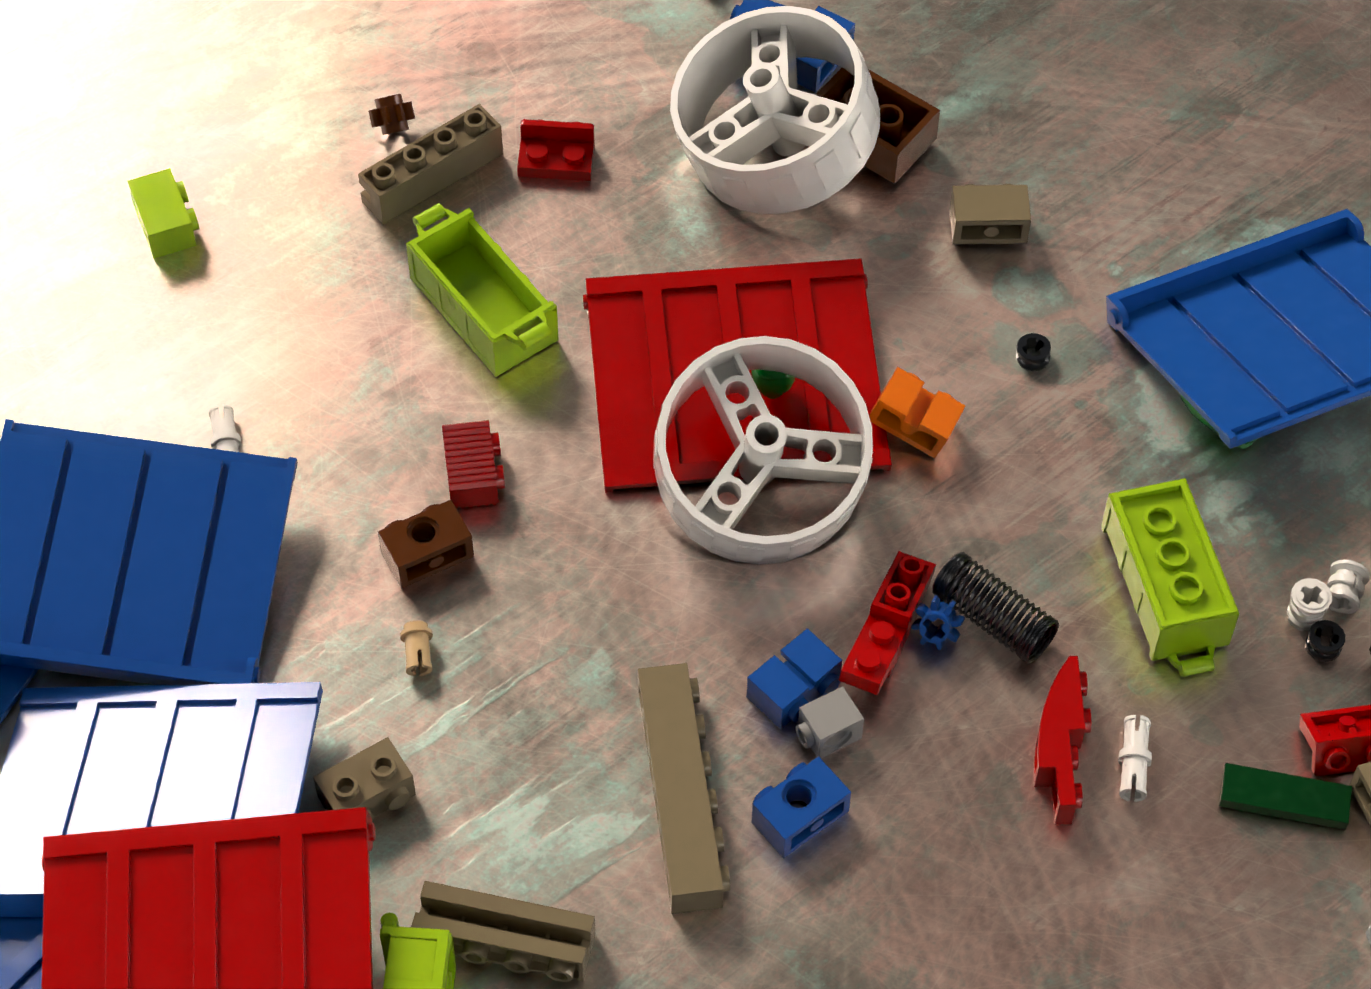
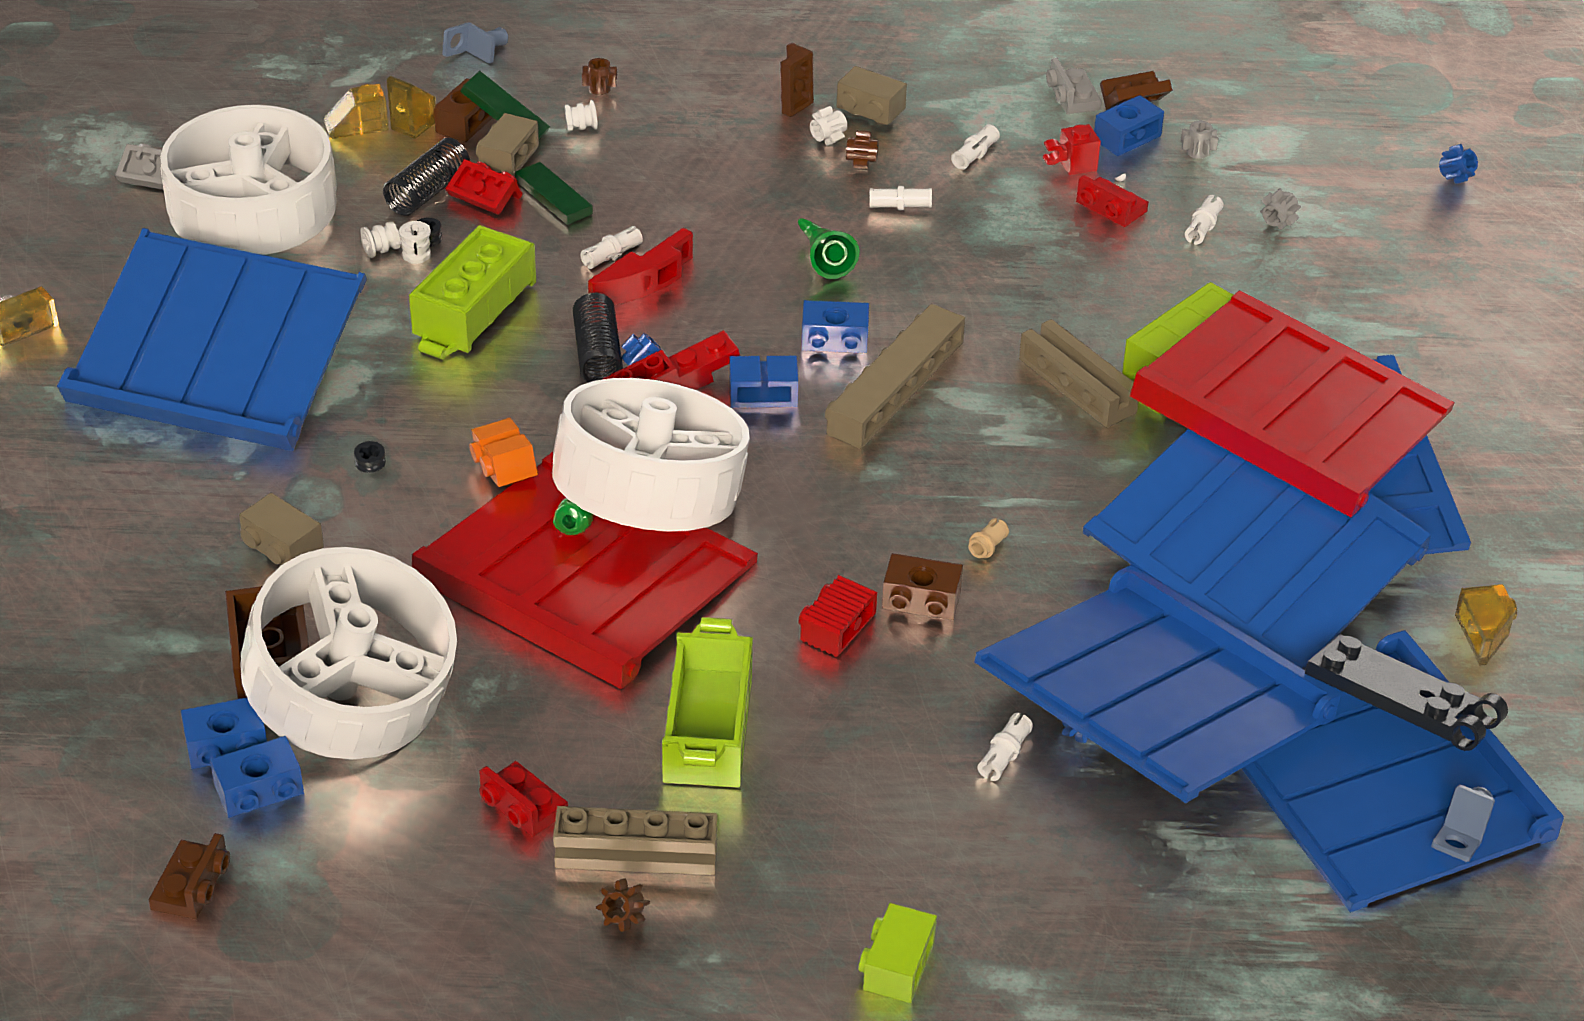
camera: 140 degrees left, 15 degrees down
(368, 779) = (1094, 481): dark tan brick -> none
(829, 723) = (769, 342): light grey brick -> none
(917, 918) = (830, 246): none -> green hat

